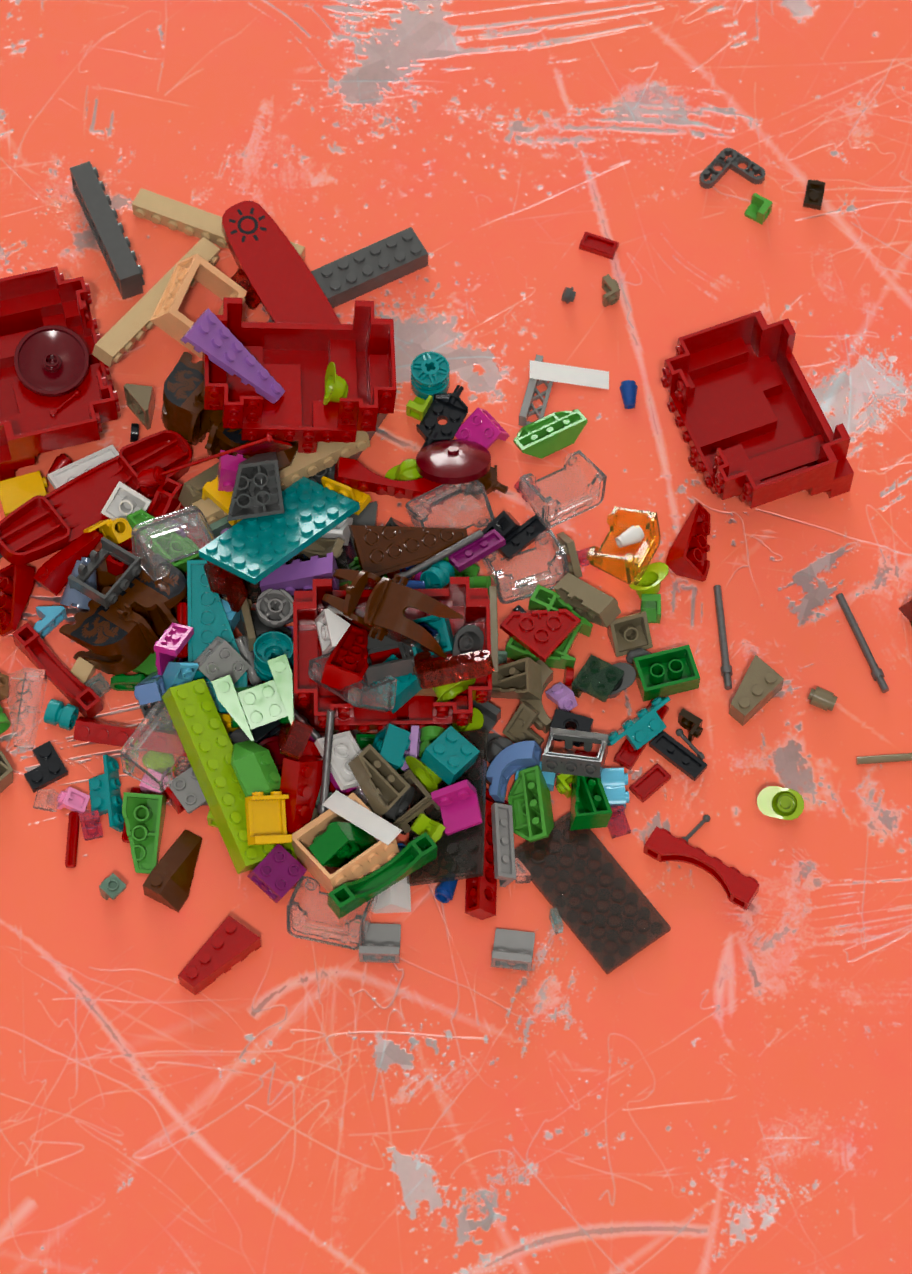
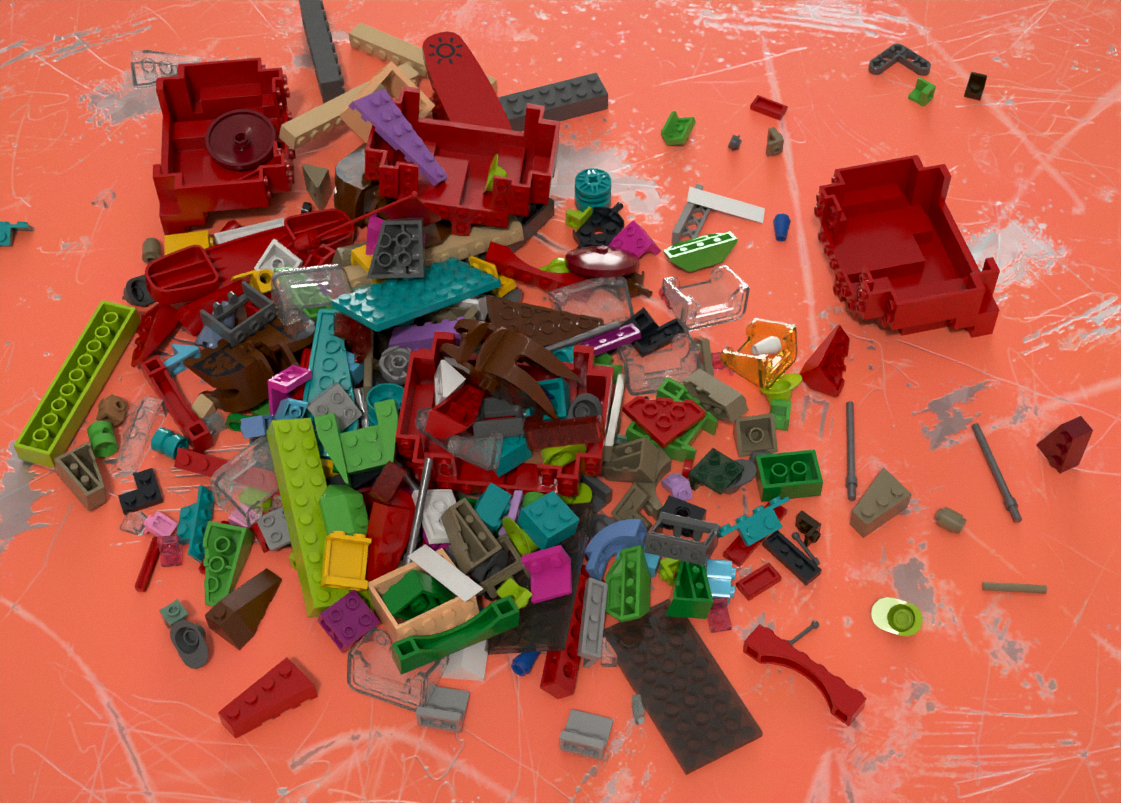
camera: 10 degrees right, 10 degrees down
(134, 913) = (190, 643): none -> dark grey piece
(506, 286) = (677, 129): none -> bright green bracket

